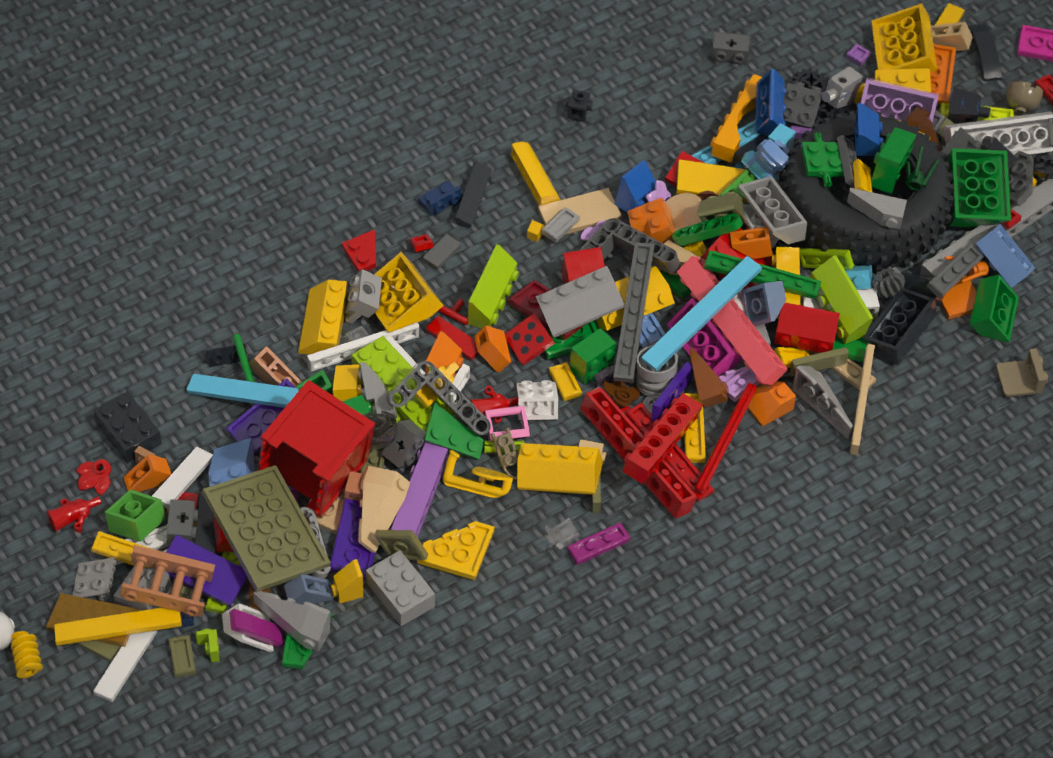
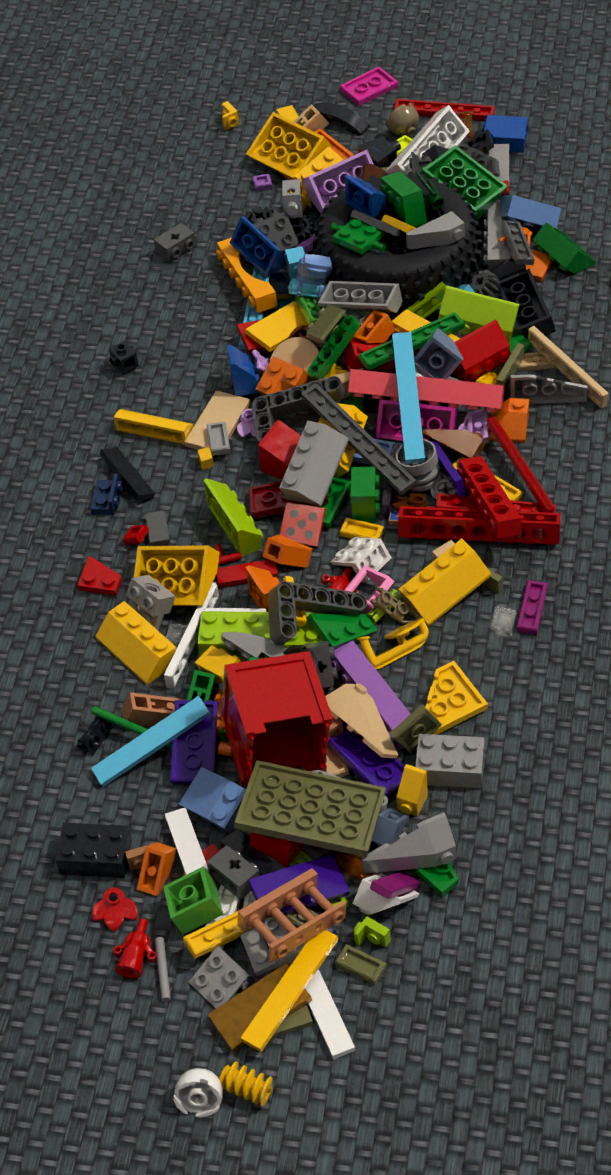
camera: 40 degrees left, 5 degrees down
(73, 540) = (162, 969): none -> light grey bar

